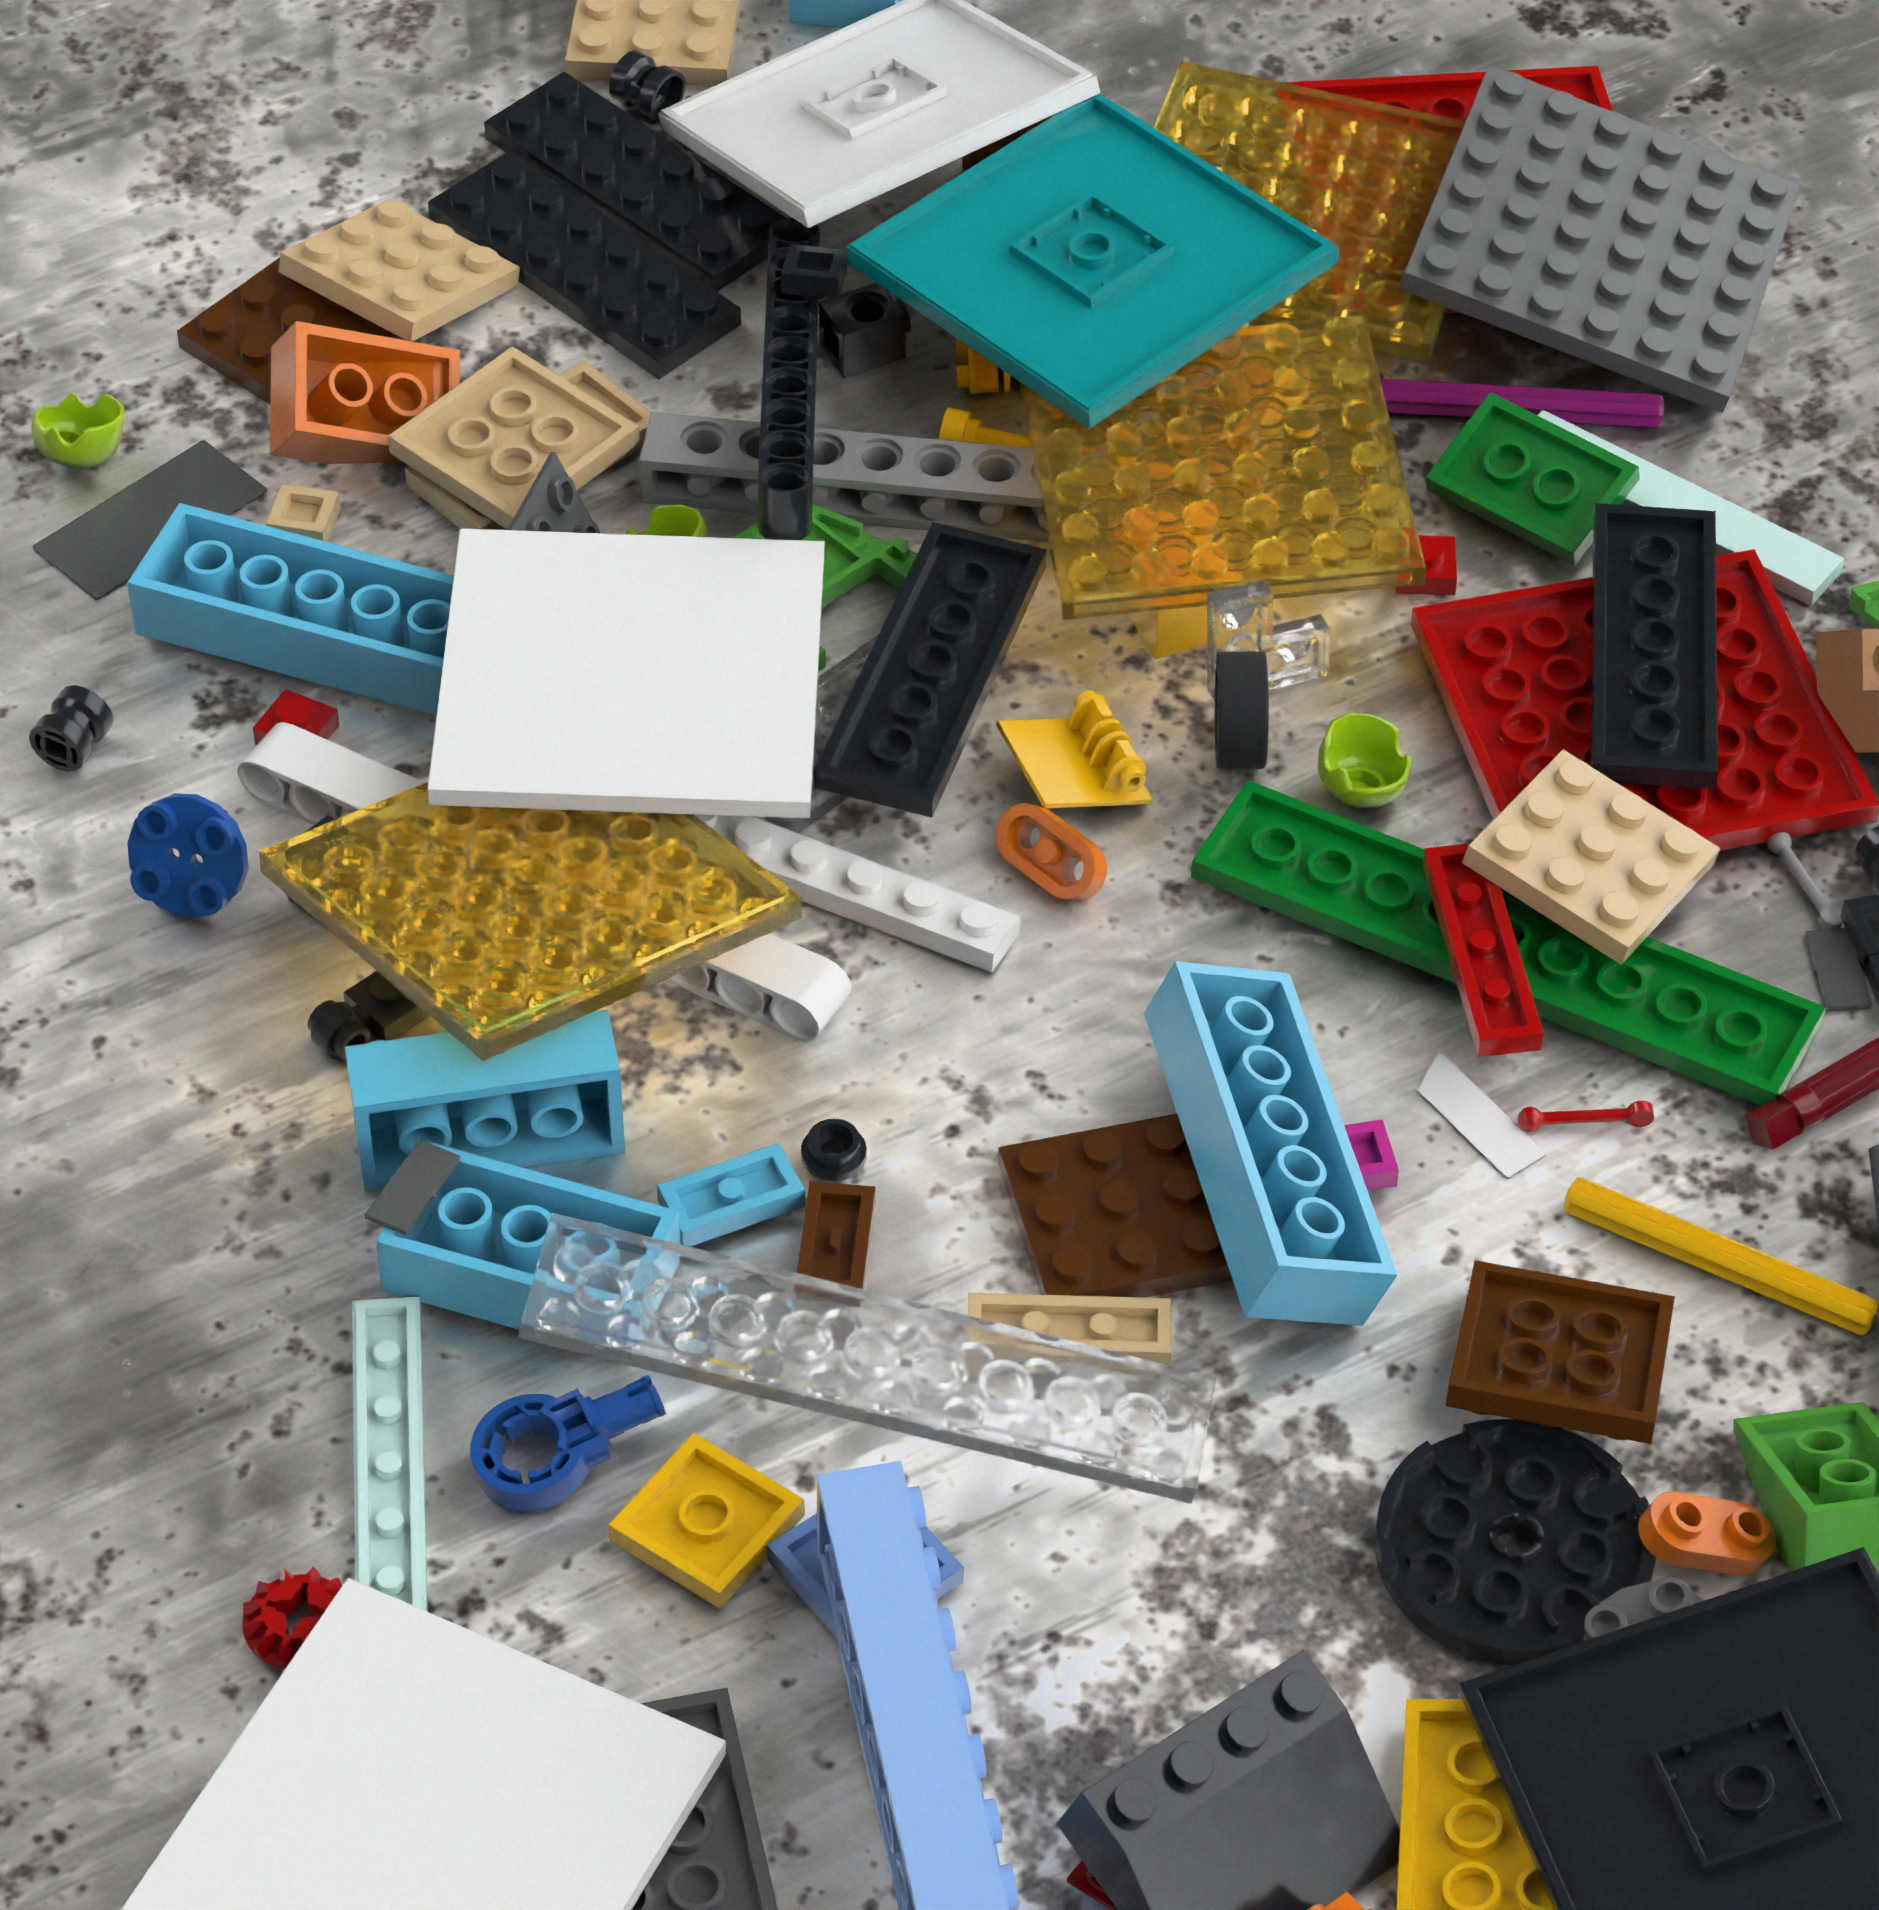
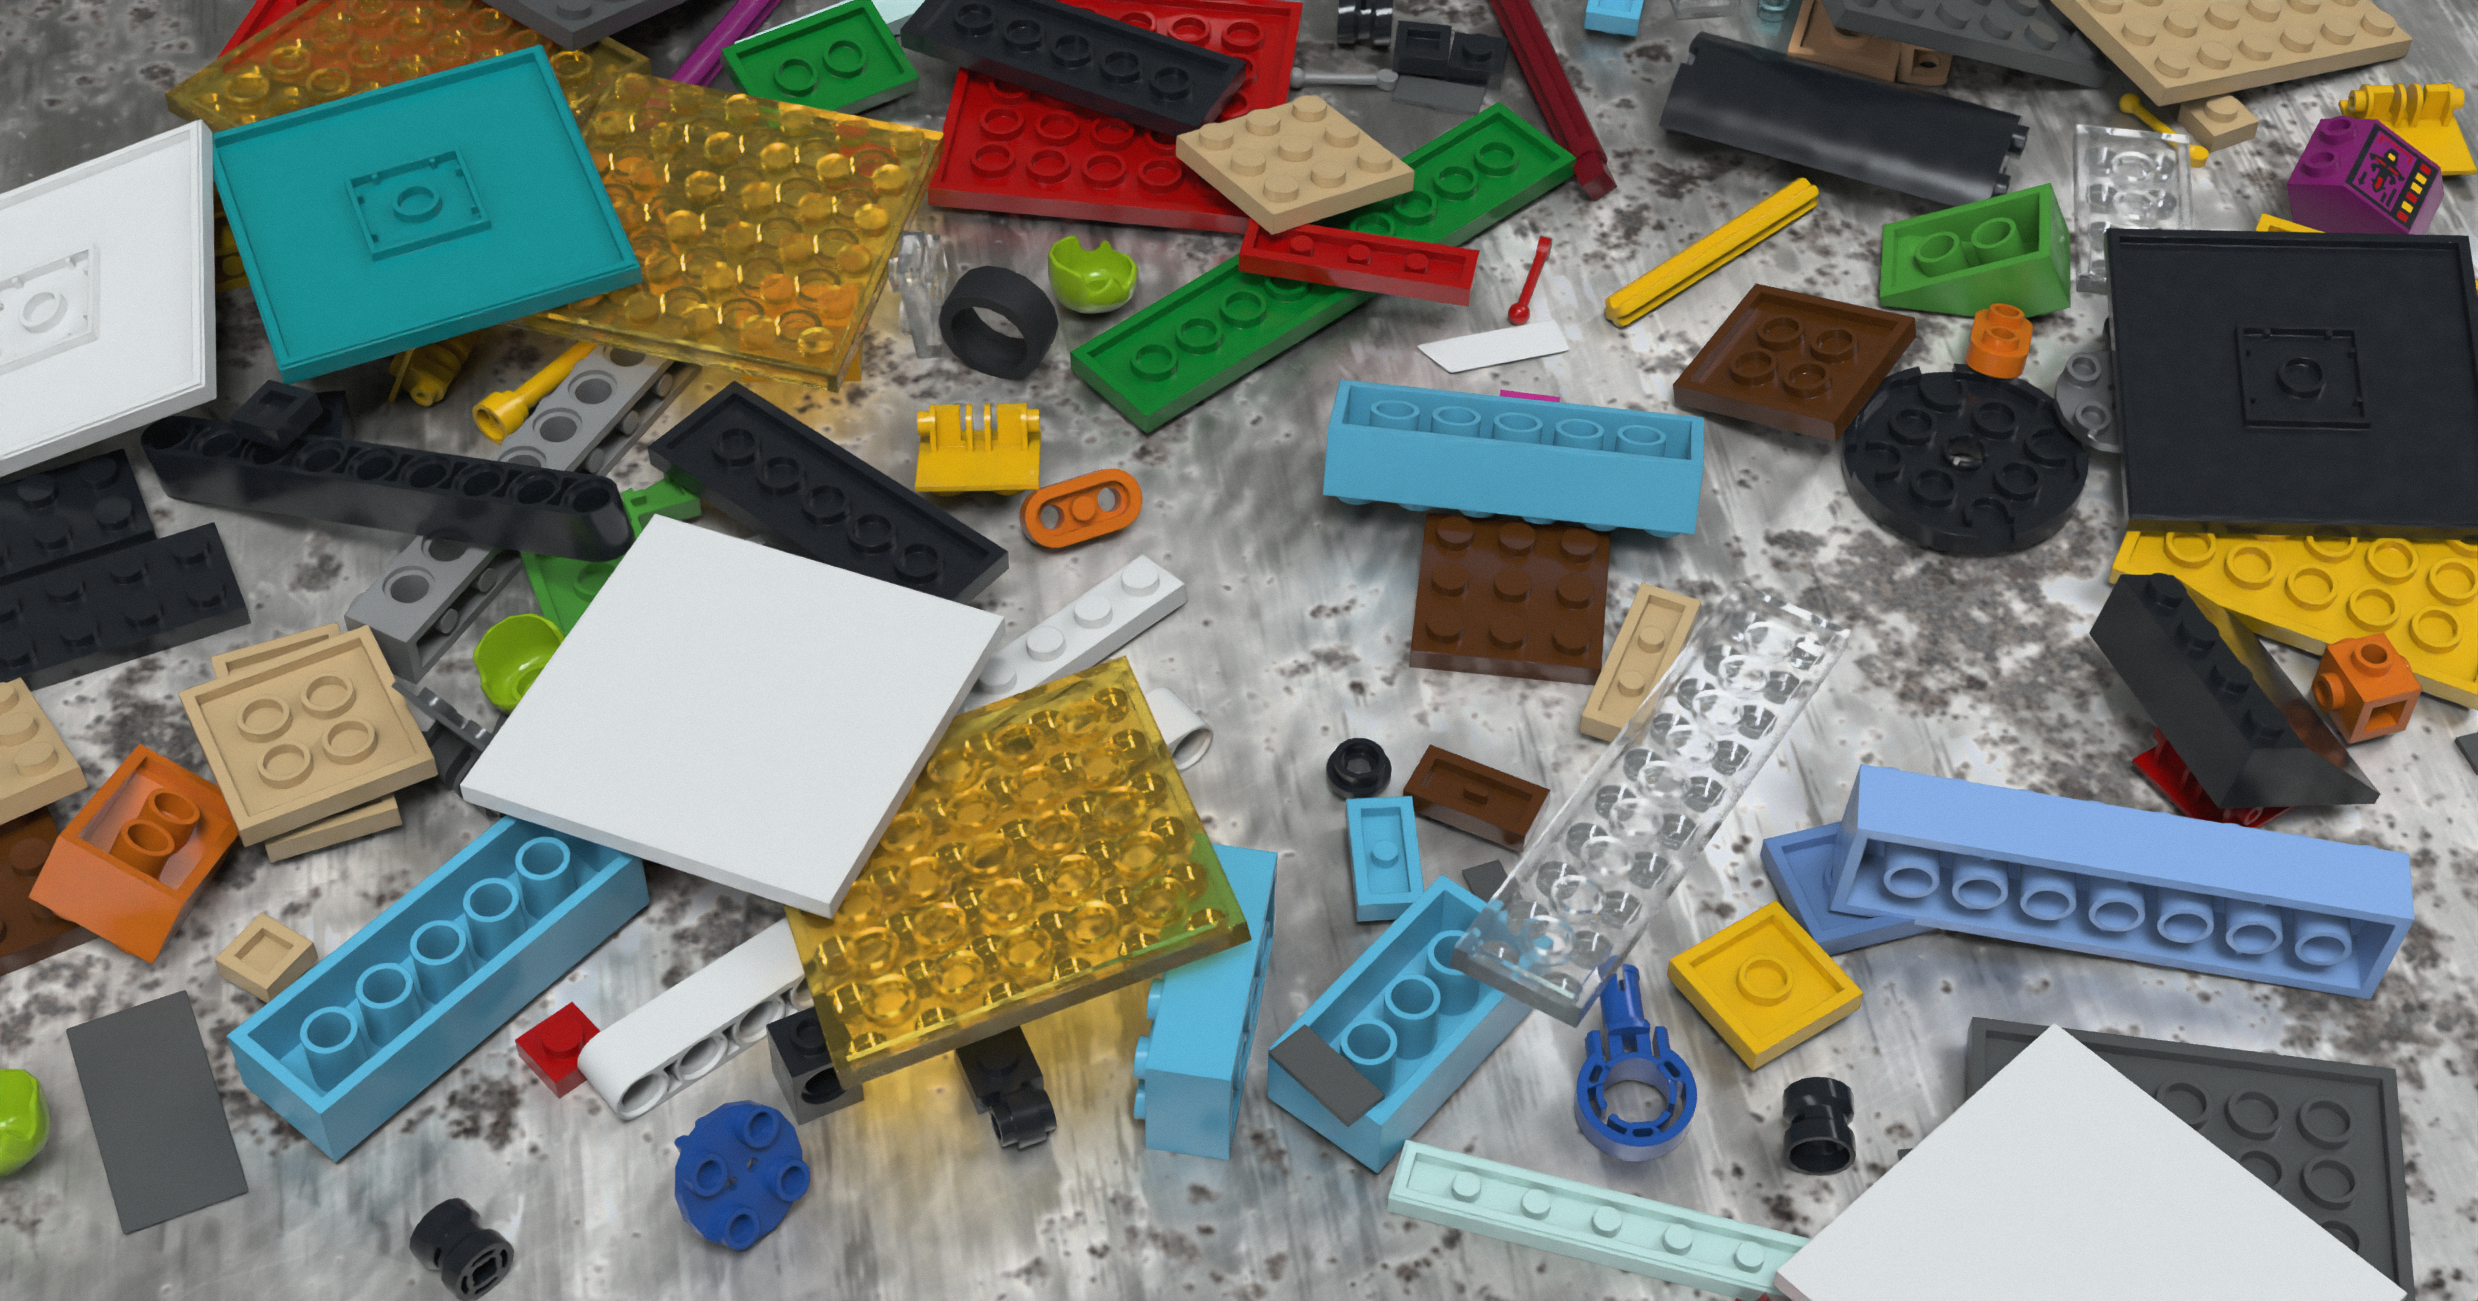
camera: 70 degrees left, 0 degrees up
(550, 1595) = (1819, 1129): none -> black wheel

